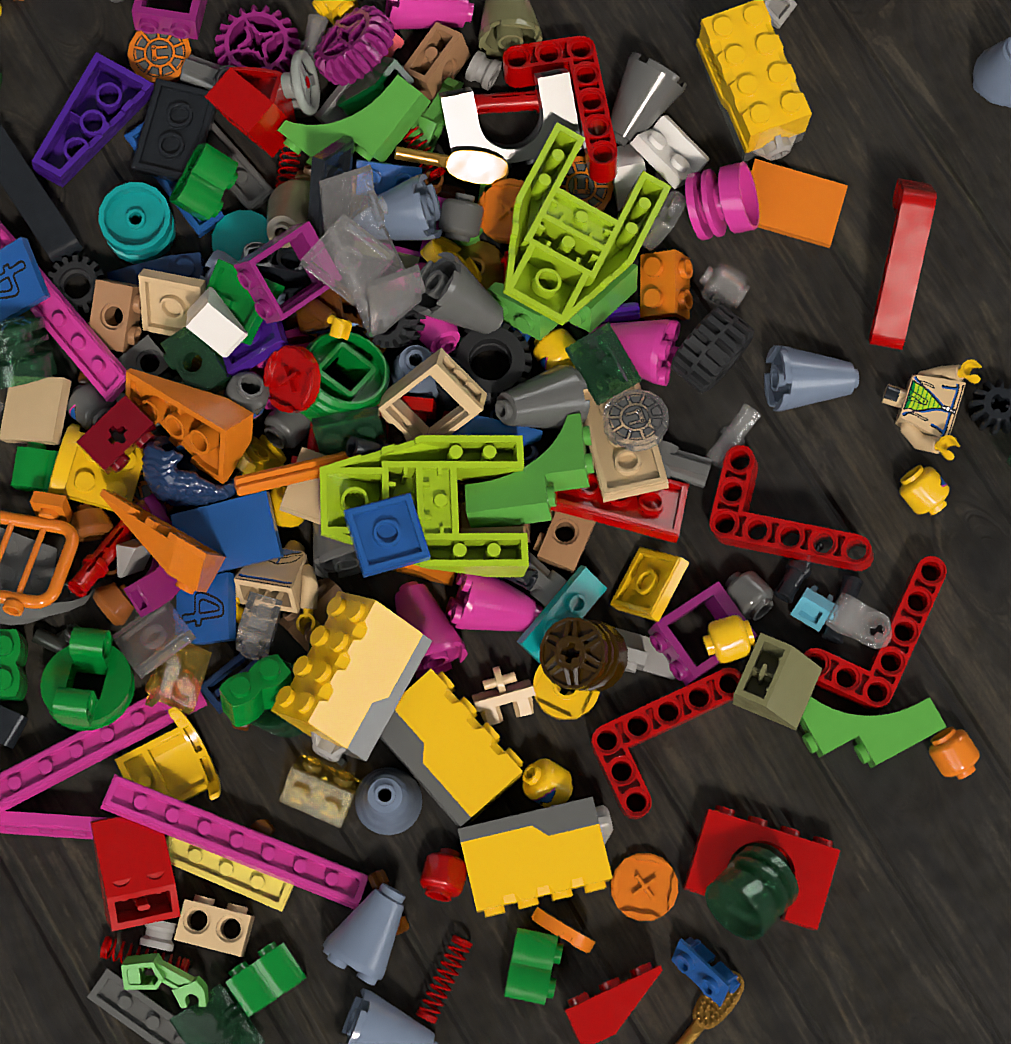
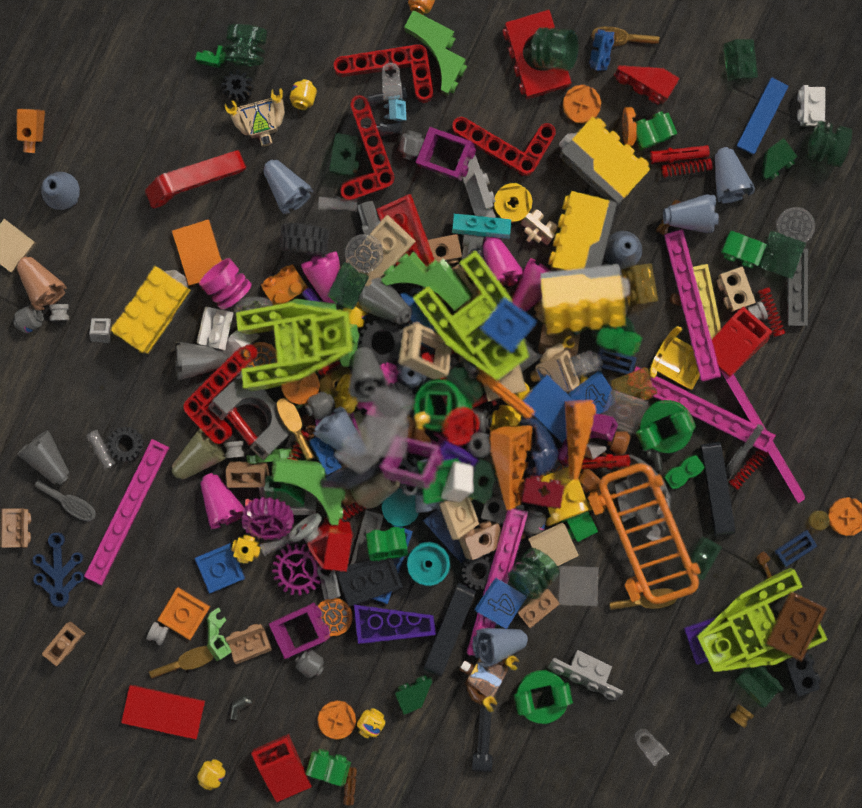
camera: 120 degrees left, 10 degrees up
(182, 983) = (772, 293): bright green piece -> none
(443, 875) = (640, 199): red head -> none
(471, 982) = (679, 154): none -> red pin
(547, 783) = (565, 179): yellow head -> none
(600, 658) = (488, 196): dark brown wheel -> none
(649, 583) = (439, 194): yellow tile -> none
(724, 285) = (265, 257): clear head -> none
(729, 639) = (442, 136): yellow head -> none
(777, 682) = (447, 101): olive slope -> none
(792, 474) = (342, 144): none -> clear green brick

